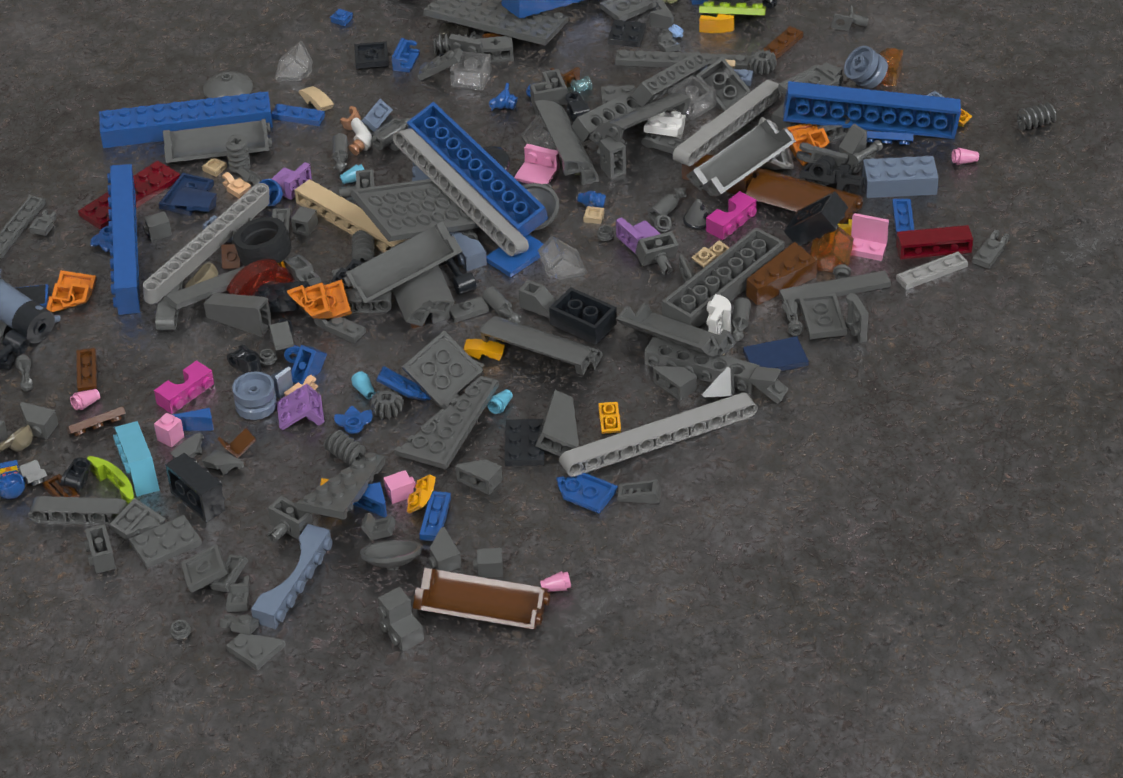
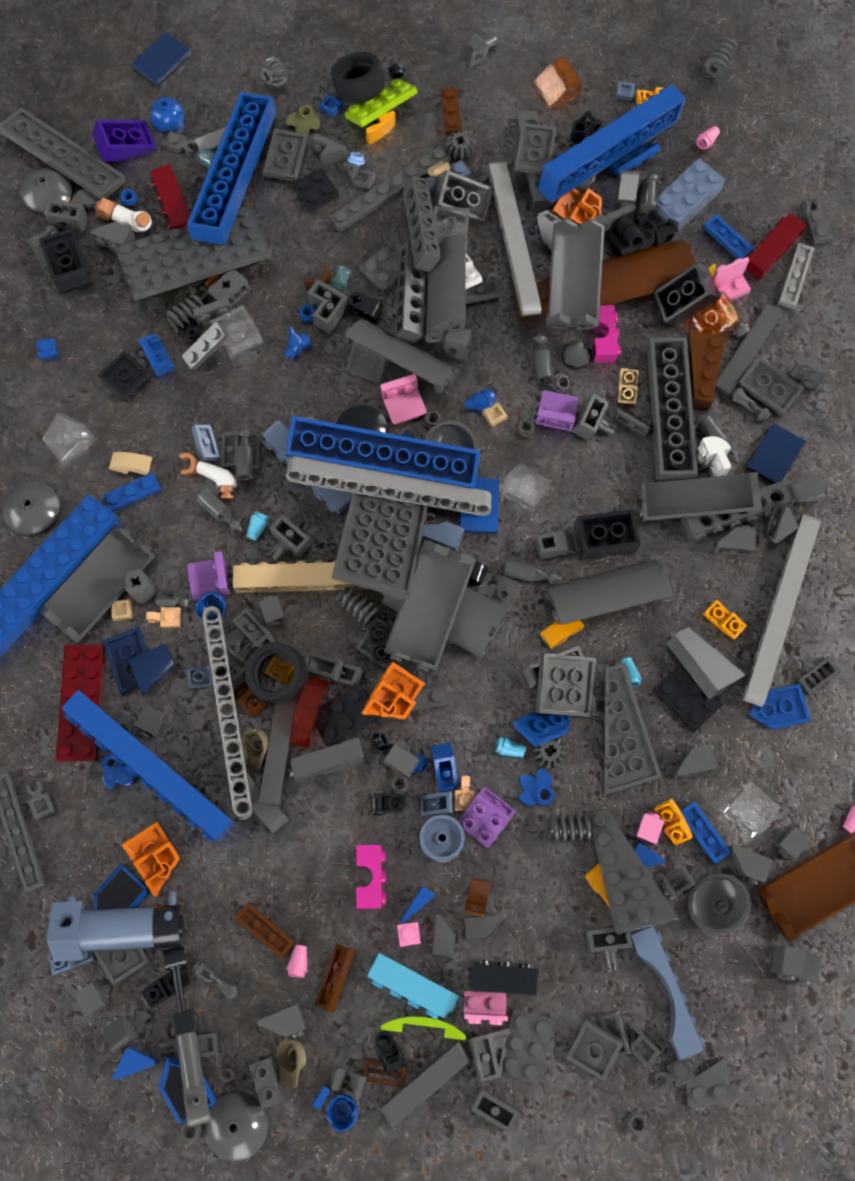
camera: 45 degrees left, 30 degrees up
(163, 499) = (485, 1006): none -> bright pink bracket
(486, 525) = (752, 810): none -> clear slope
(865, 67) = (547, 92): sand blue wheel -> none

